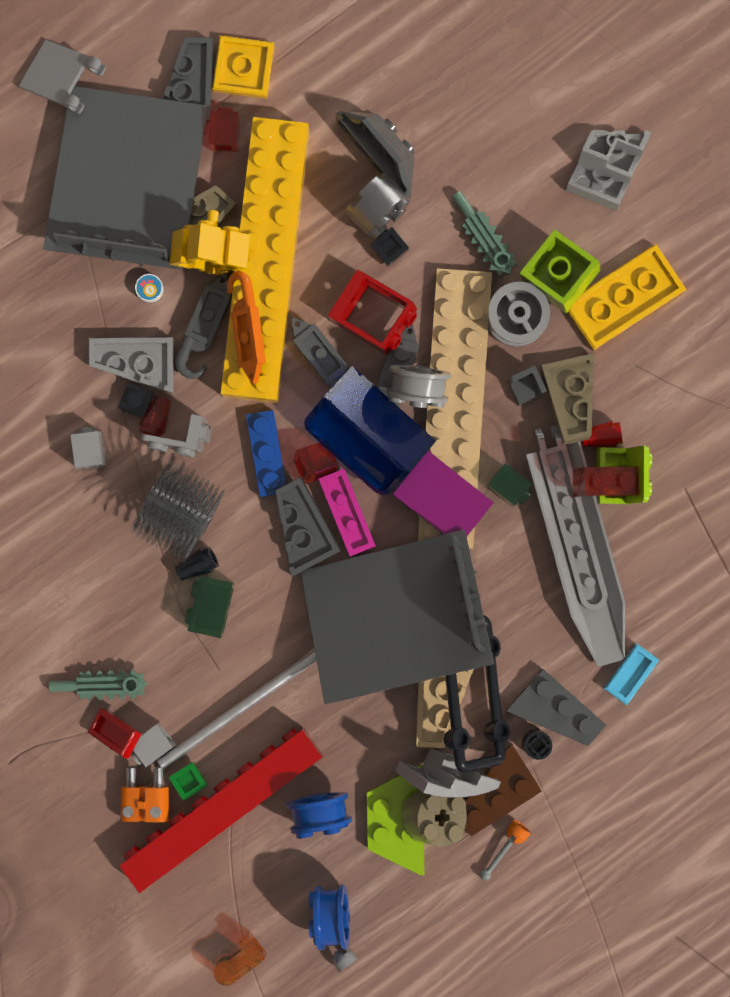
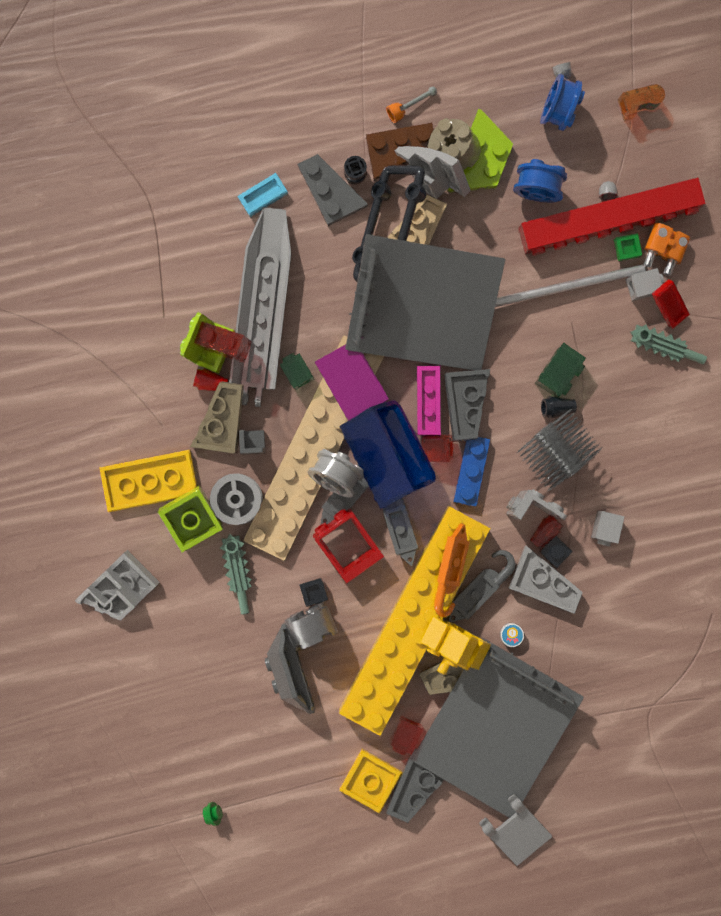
camera: 160 degrees left, 0 degrees up
(236, 838) = (608, 191): none -> light grey hinge

